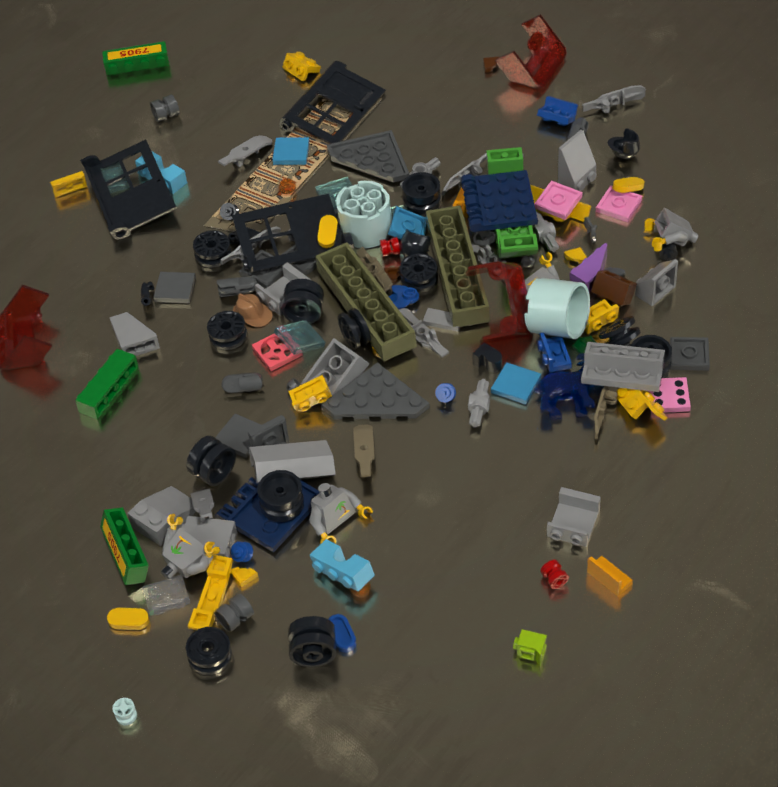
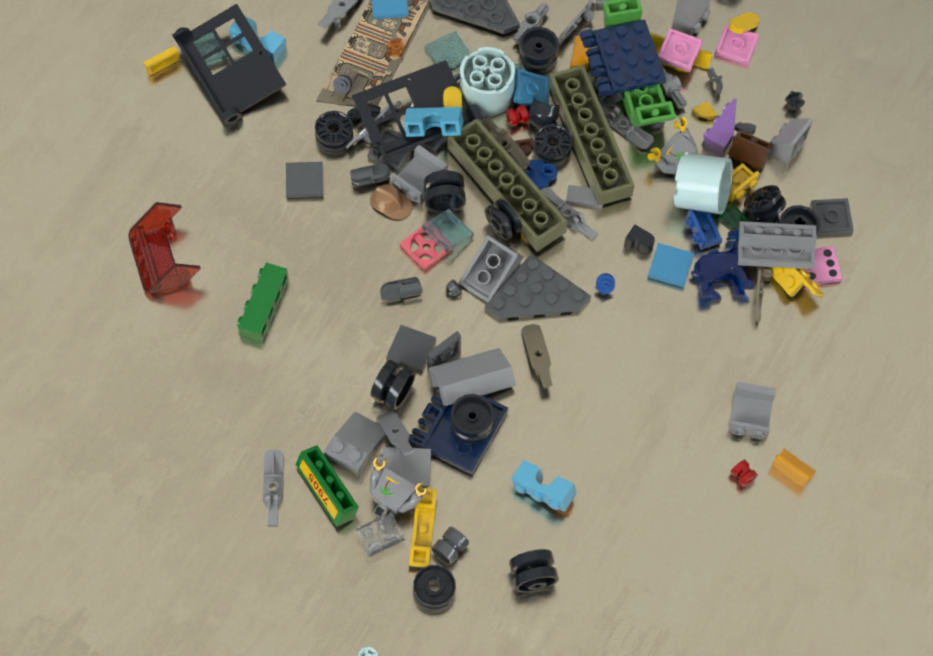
camera: 15 degrees left, 15 degrees up
(77, 536) = (273, 475): none -> light grey piece
(128, 618) = (346, 561): yellow tile -> none
(133, 335) = (275, 242): light grey slope -> none
(145, 293) = (276, 191): black arm -> none
(227, 330) = (371, 238): black wheel -> none
(242, 551) = (442, 479): blue wheel -> none
(243, 575) = (448, 502): yellow tile -> none
(291, 240) = (420, 119): none -> medium azure arch
(310, 394) = (472, 297): yellow bracket -> none
(332, 508) = (522, 425): light grey torso -> none
(344, 634) = (561, 558): blue tile -> none
(479, 403) = (640, 292): light grey axle -> none
(512, 273) = (653, 152): clear red windscreen -> none
(530, 646) = (735, 550): lime window -> none
(671, 228) = (797, 75): light grey torso -> none

